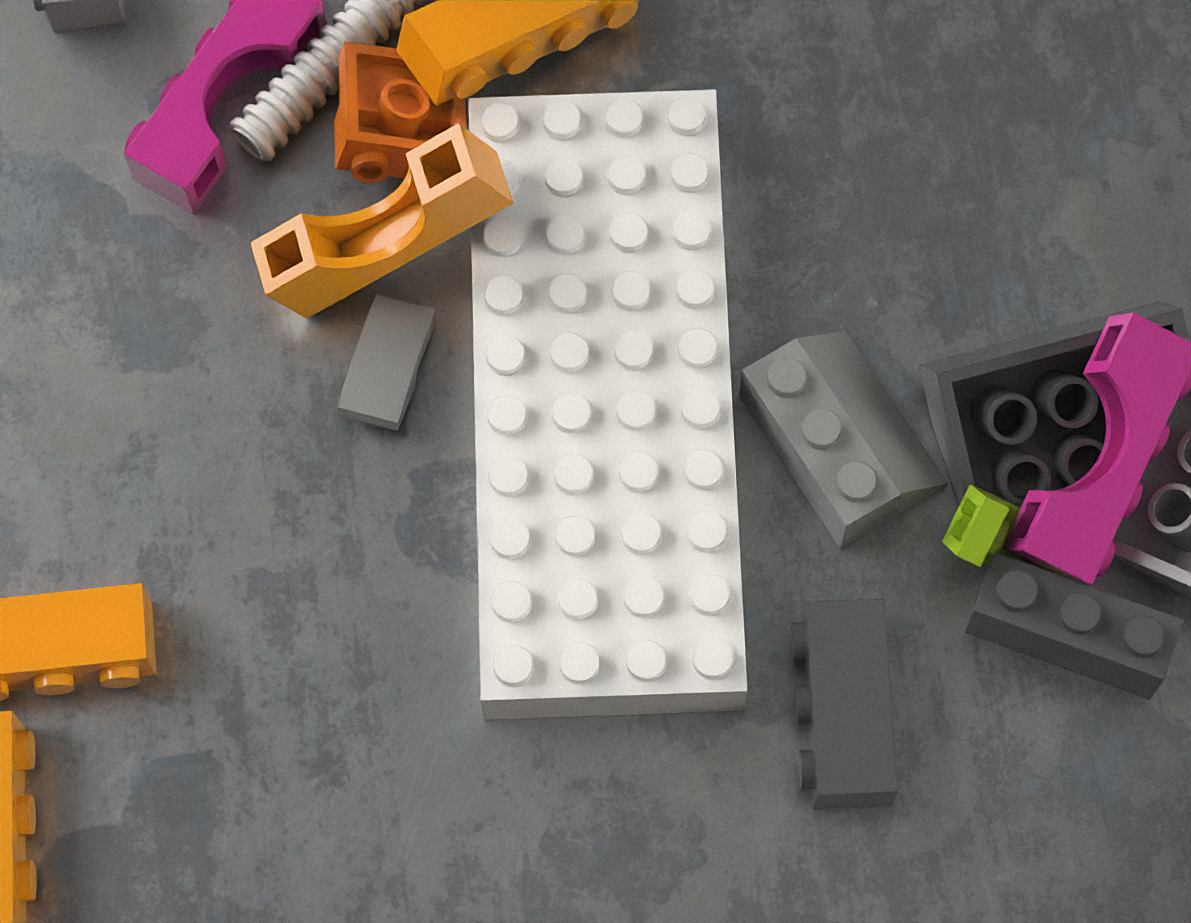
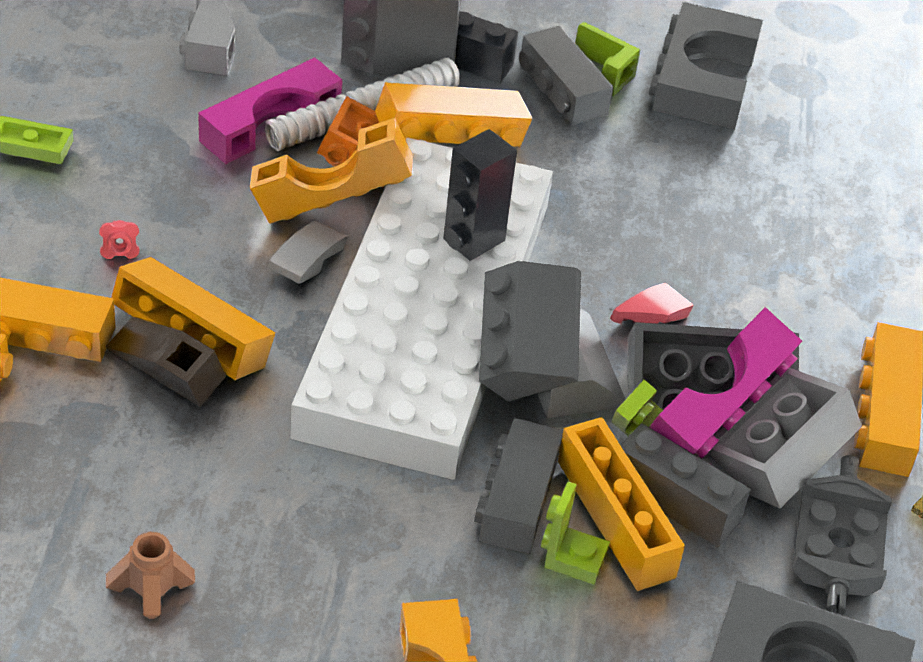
camera: 10 degrees right, 25 degrees down
(96, 443) = (115, 230): none -> coral plate
(255, 653) = (169, 358): none -> dark brown slope
(266, 566) = (167, 298): none -> light orange brick
(644, 246) = (479, 194): none -> black brick
(788, 445) = (530, 328): none -> dark grey slope
(939, 288) = (653, 306): none -> coral slope
(954, 786) = (569, 549): none -> lime bracket
(1000, 696) = (620, 504): none -> light orange brick

